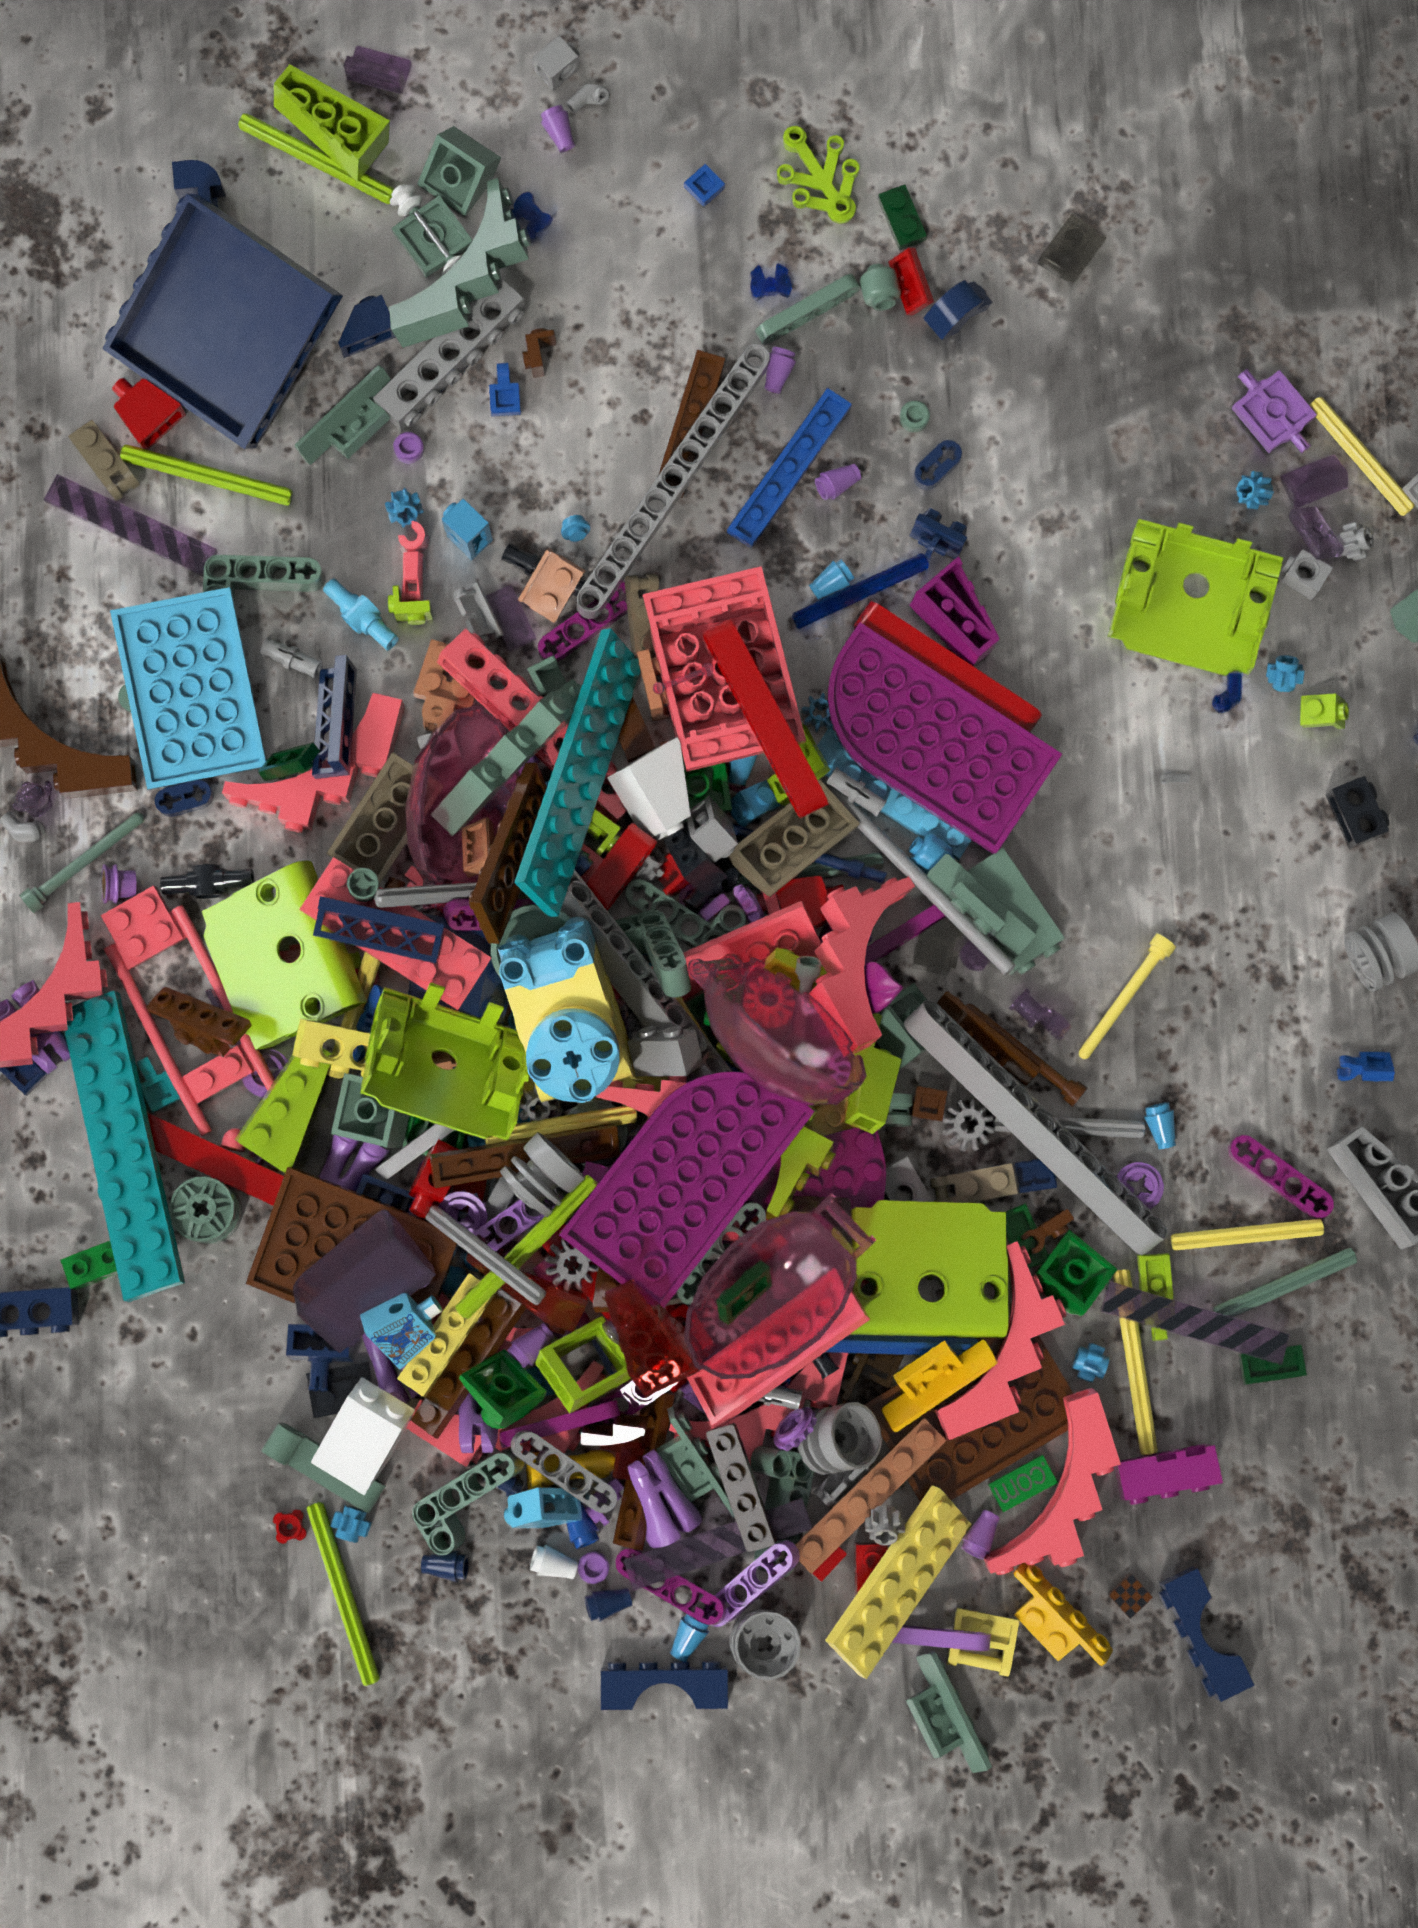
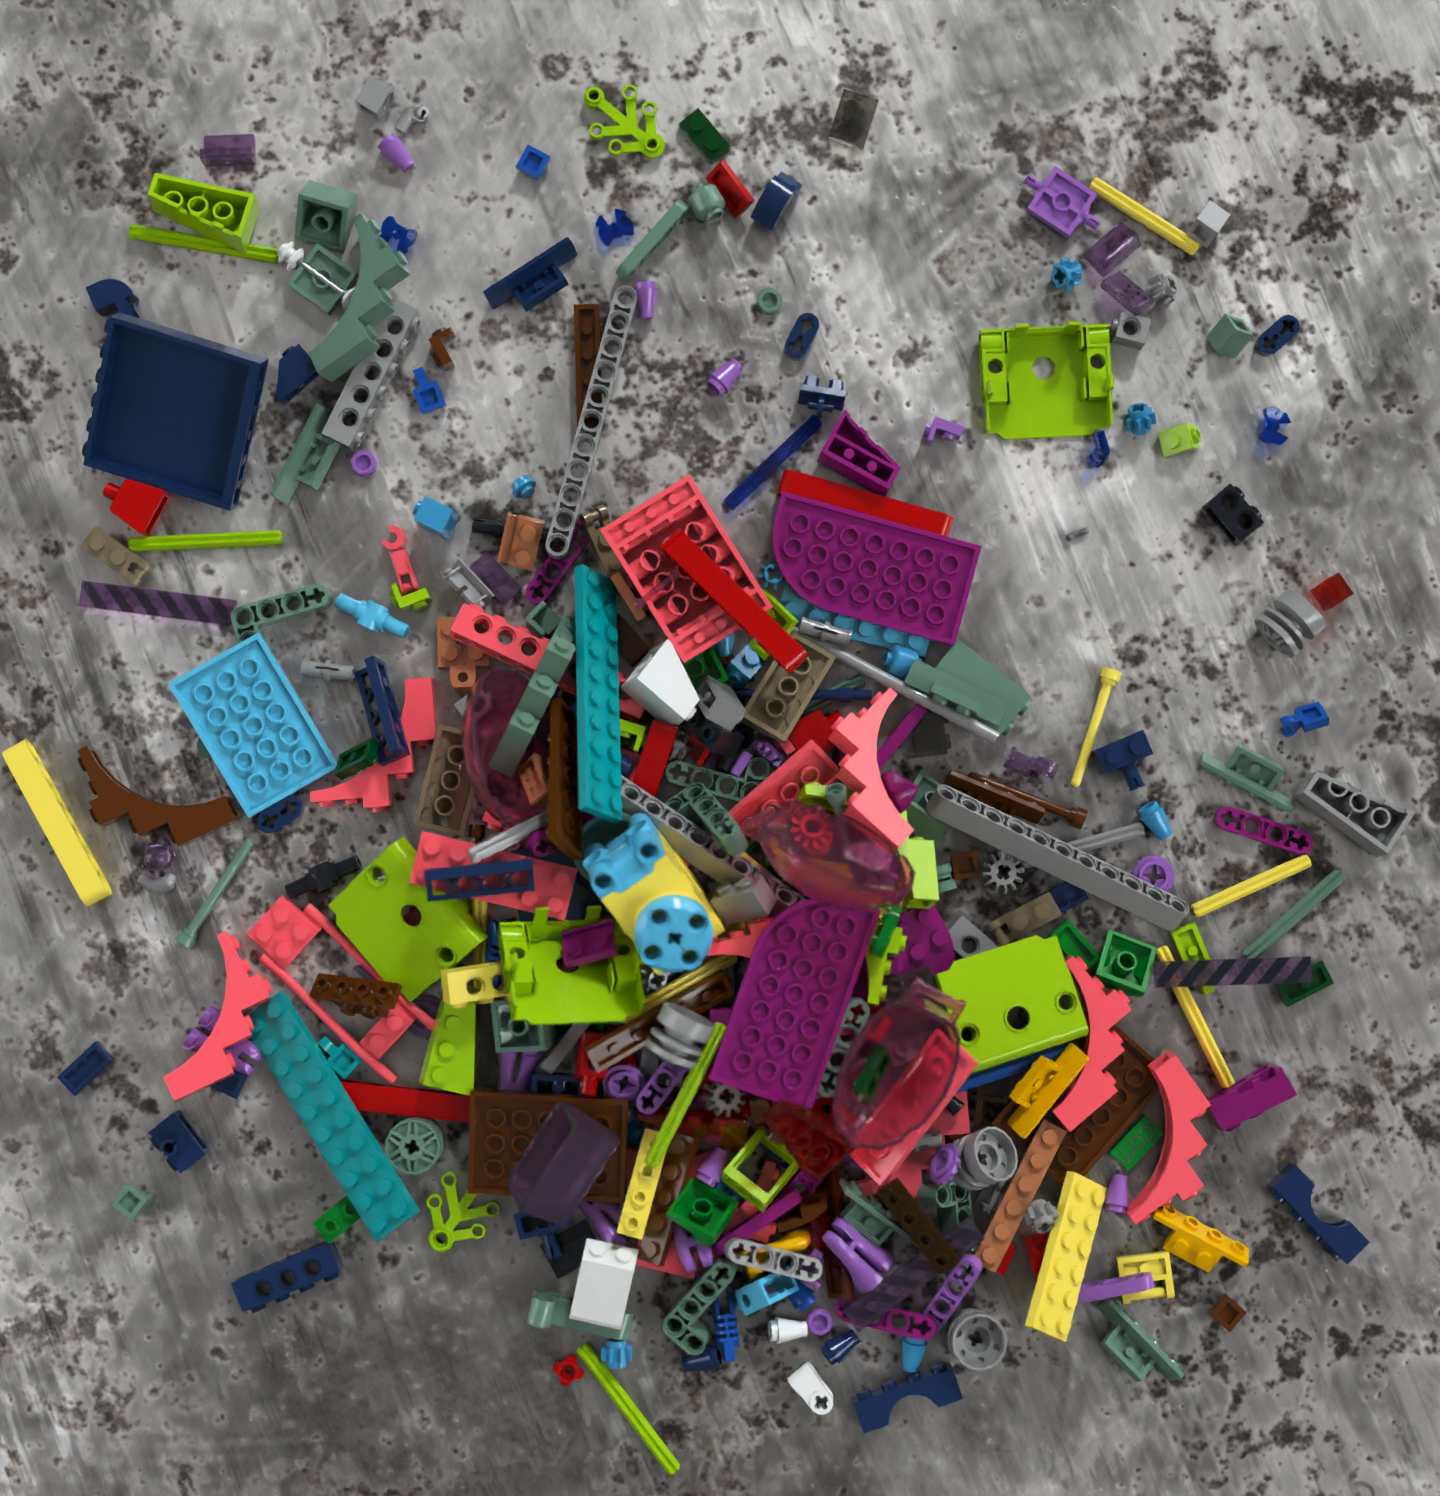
camera: 20 degrees left, 5 degrees up
(117, 883) = (251, 903): medium lavender piece -> none
(227, 1306) = (458, 1212): none -> lime plant
(229, 1143) = (413, 1079): coral hinge -> none
(361, 880) = (451, 848): sand green wheel -> none
(401, 1327) = (606, 1191): medium azure torso -> none
(404, 507) = (377, 515): dark azure gear -> none
(476, 1044) = (589, 943): none -> magenta plate
(484, 1536) = (726, 1328): none -> blue hinge
(486, 1255) = (655, 1113): light grey axle -> none
(558, 1633) = (809, 1385): none -> white piece
(663, 309) = (535, 279): none -> dark blue bracket
(789, 468) = (681, 379): blue plate -> none
(805, 1146) = (890, 920): none -> green plate
(832, 579) = (746, 461): dark azure cone -> none
(973, 957) = (961, 735): clear purple plate -> none
(1054, 1226) = (1096, 930): reddish brown plate -> none
(1064, 615) = (947, 430): none -> medium lavender bracket
(1064, 1714) = (1227, 1312): none -> reddish brown plate
(1091, 1362) = (1160, 1030): dark azure gear -> none
(1130, 1595) = (1249, 1202): tile -> none
(1148, 1039) = (1123, 756): none -> dark blue brick
(1288, 1107) = (1252, 773): none -> sand green bracket

